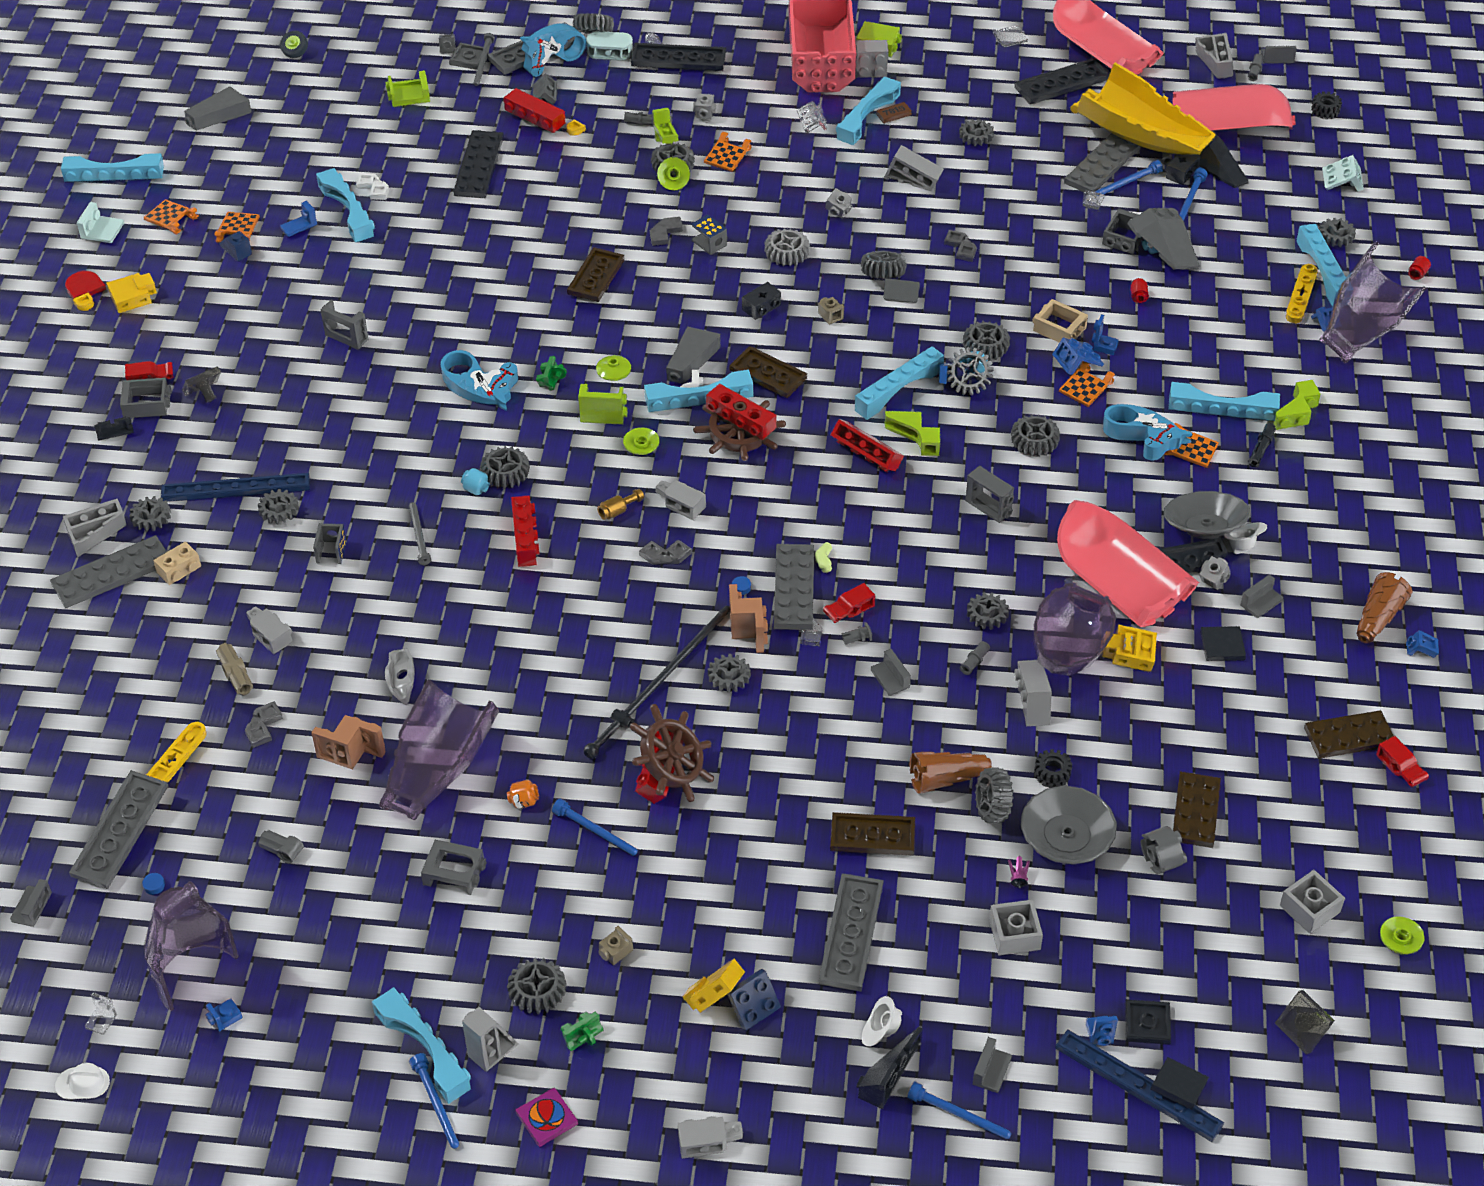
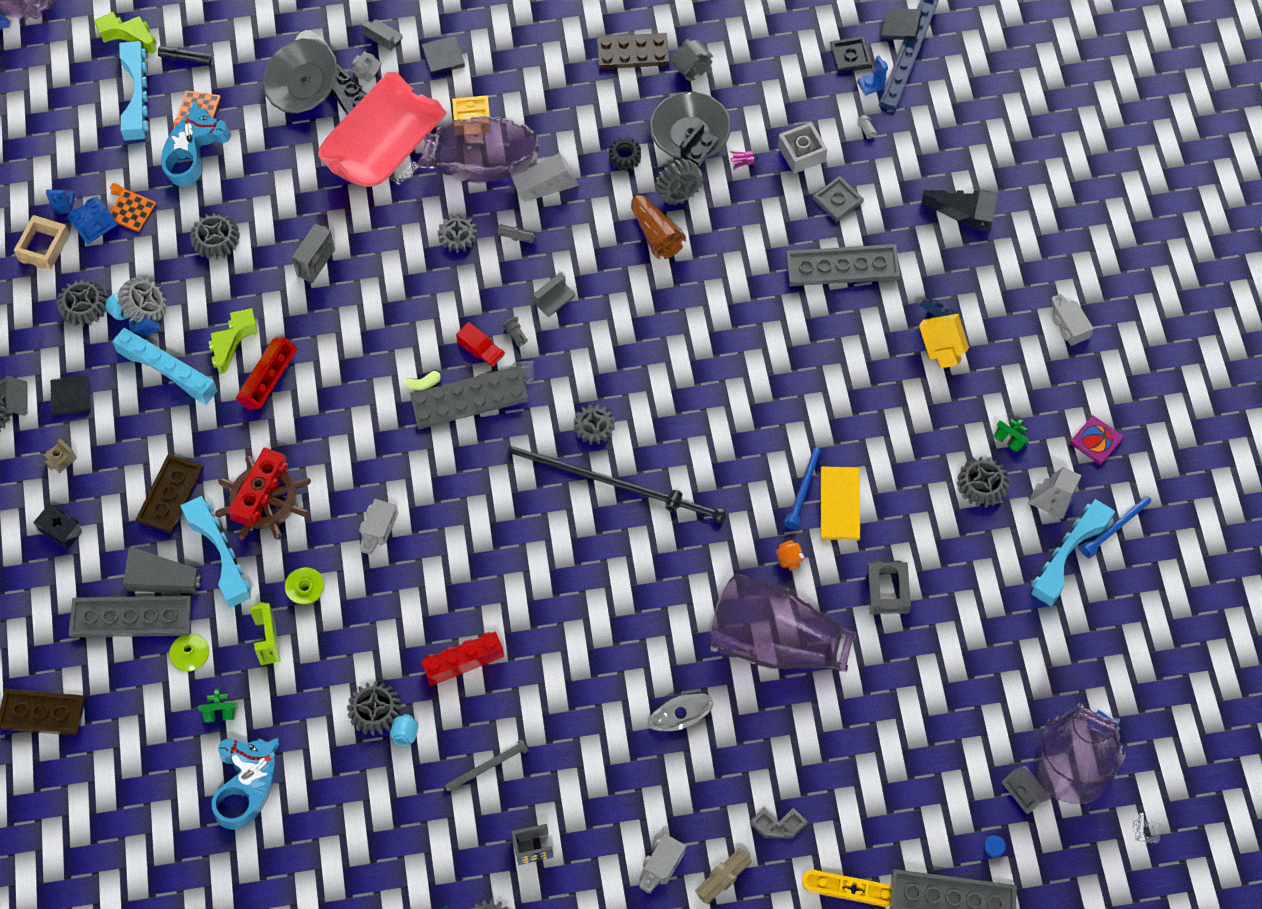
camera: 105 degrees left, 15 degrees up
(82, 1082) = (1212, 819): white piece -> none
(285, 848) = (917, 741): dark grey piece -> none
(348, 742) = (786, 722): nougat bracket -> none
(566, 855) = (840, 503): none -> yellow tile
(615, 946) = (922, 434): dark tan brick -> none
(617, 504) = (400, 583): pearl gold piece -> none
(659, 334) = (130, 616): none -> dark grey plate
(664, 752) = (719, 438): reddish brown brick -> none
(672, 555) = (453, 517): flat silver tile -> none
(696, 380) = (205, 557): white plate -> none
(743, 584) = (477, 444): blue tile -> none
(747, 618) = (530, 423): nougat bracket -> none
(872, 833) = (738, 271): dark brown plate -> none
(882, 1022) = (926, 224): white piece -> none
(893, 325) = (70, 395): none -> black tile
(919, 1093) = (974, 185): blue piece -> none
(943, 954) = (838, 198): none -> dark grey tile
(991, 1067) = (931, 147): dark grey panel -> none
(1035, 818) = (698, 145): none -> black bracket
(1035, 1006) = (866, 125): none -> light grey pin

